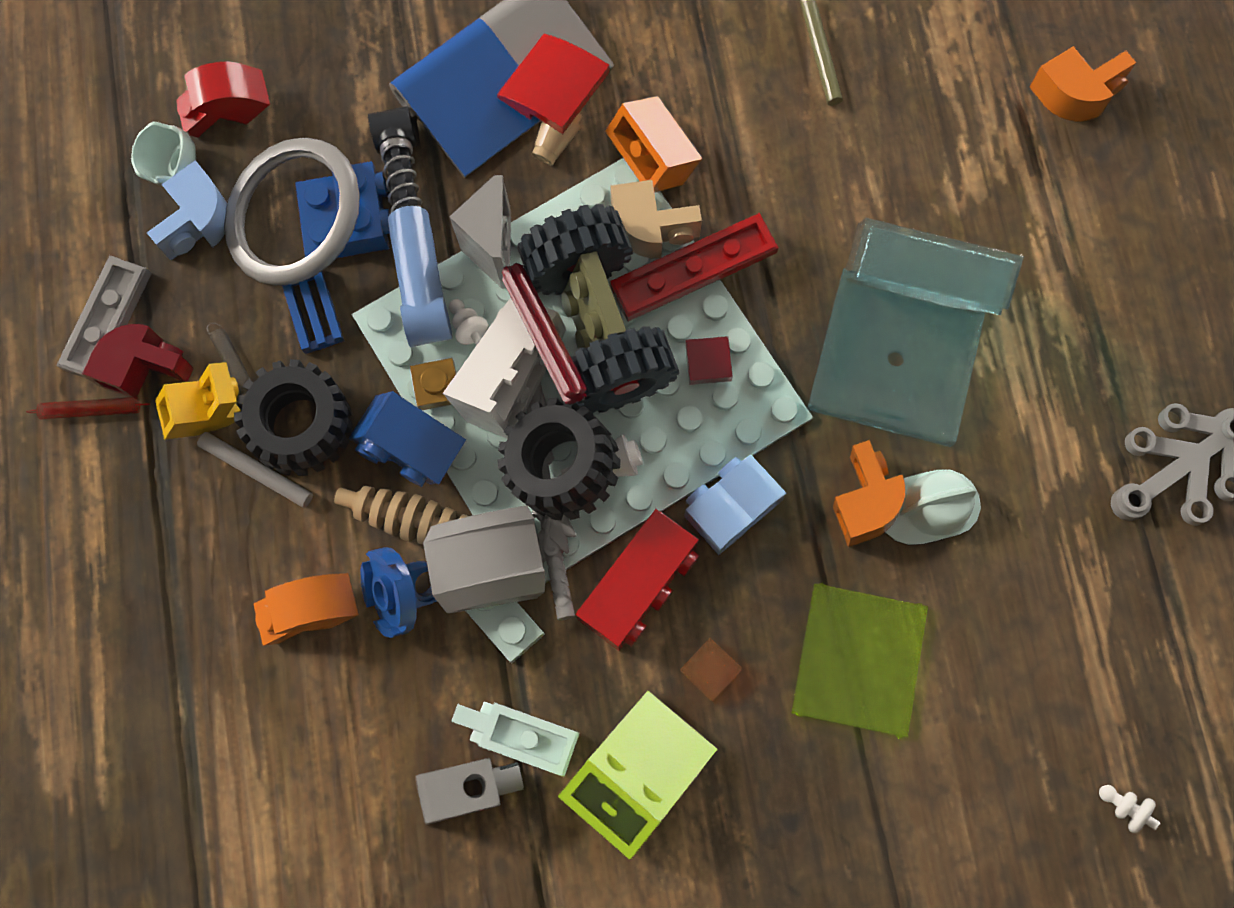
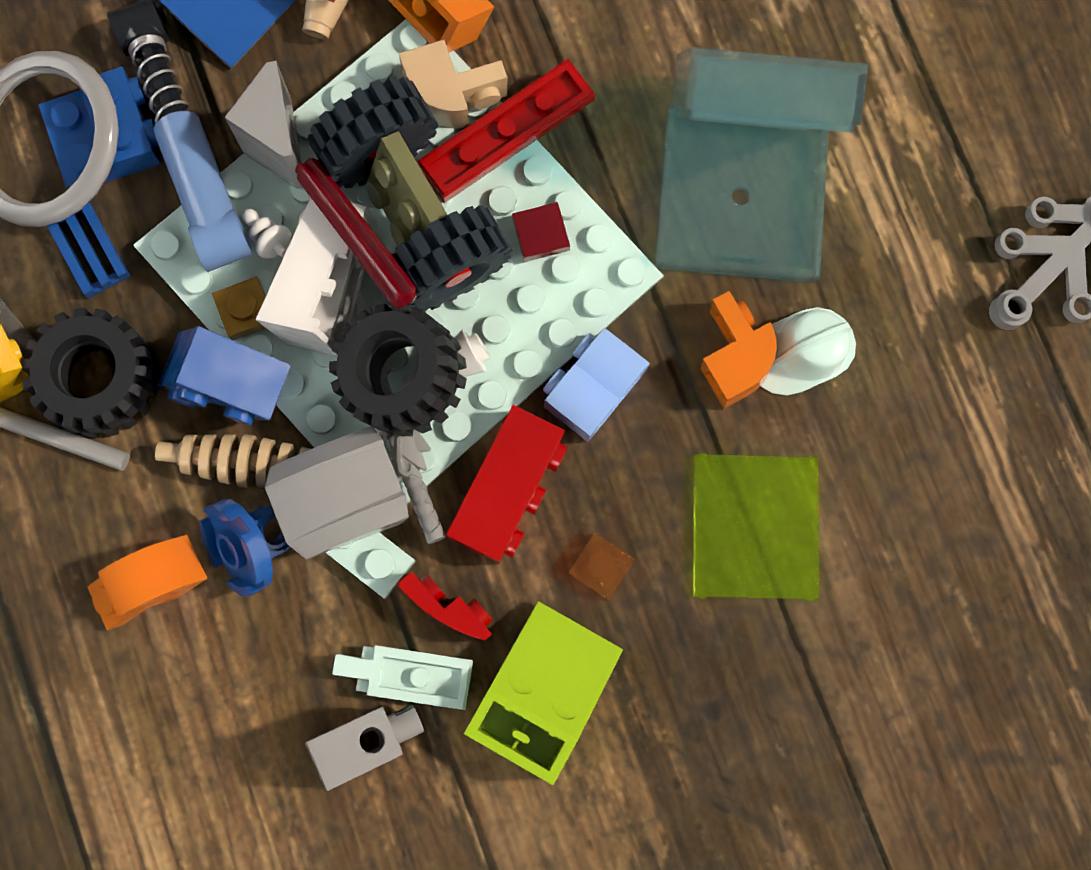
camera: 25 degrees left, 5 degrees up
(578, 693) = (462, 617): none -> red slope
(1127, 806) = (1053, 628): white hair -> none

